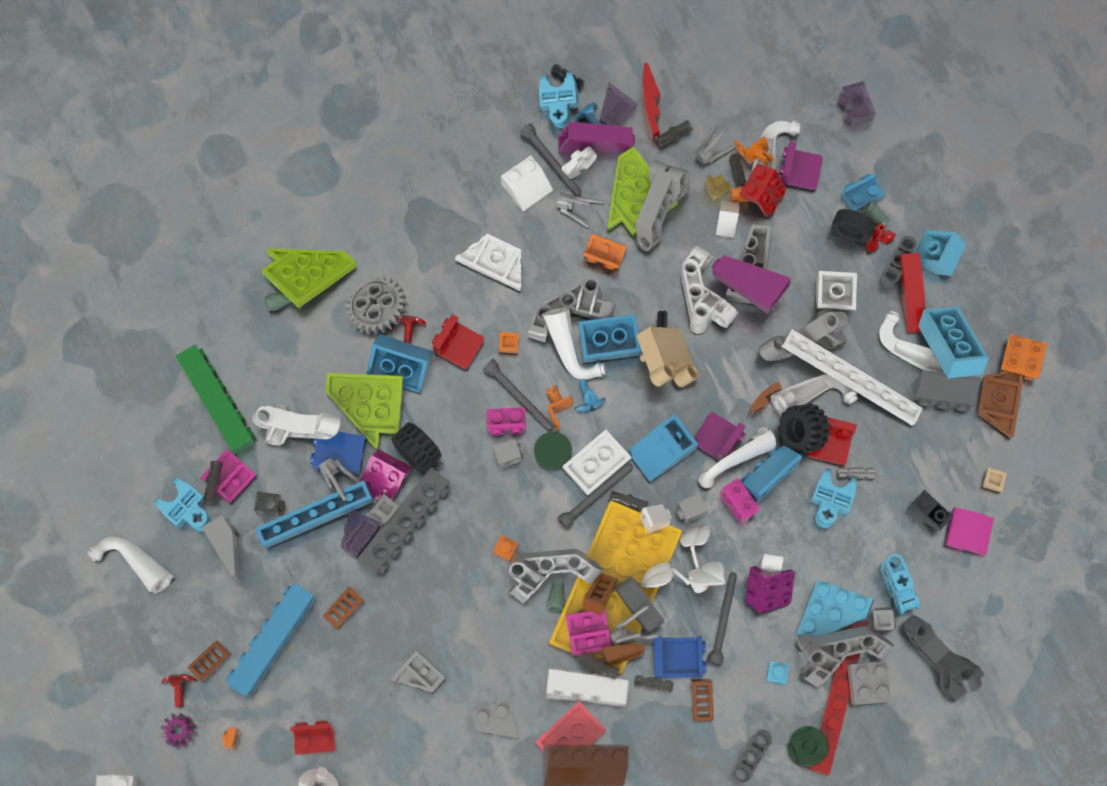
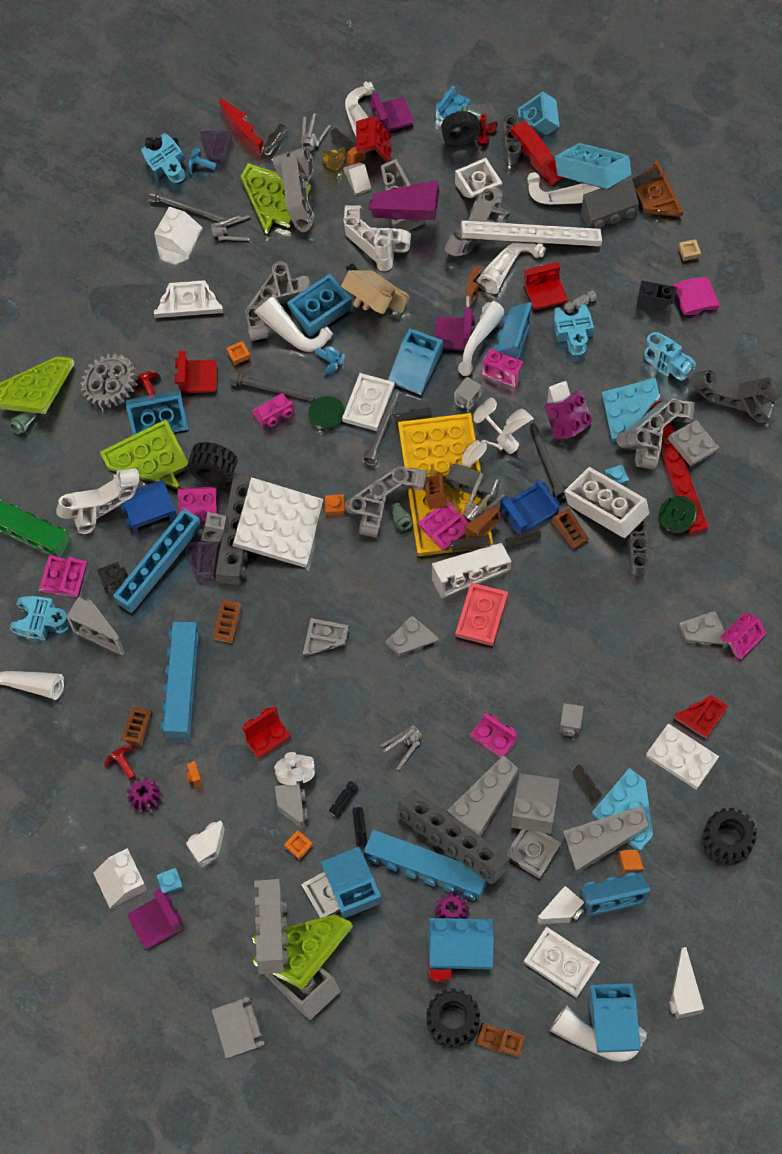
camera: 25 degrees left, 10 degrees down
(212, 481) = (52, 583): clear smoke pin -> none
(328, 469) = (149, 517): light grey plant -> none
(442, 538) = (278, 522): none -> white plate
(508, 453) = (290, 432): light grey brick -> none
(558, 404) = (308, 377): orange bracket -> none
(579, 161) = (213, 192): white plate -> none
(585, 765) = (508, 625): reddish brown slope -> none
(599, 137) = (212, 172): magenta slope -> none
(605, 251) = (274, 247): orange bracket -> none
(655, 518) = (443, 412): white slope -> none
(748, 698) = (607, 502): none -> white brick
(756, 150) = (347, 118): orange bracket -> none
(793, 425) = (506, 284): black tyre -> none
(857, 114) = (406, 48): clear purple brick -> none
(884, 618) = (673, 388): light grey brick -> none
(997, 380) = (646, 177): none -> clear smoke axle
(1024, 356) = (653, 153): orange hinge -> none

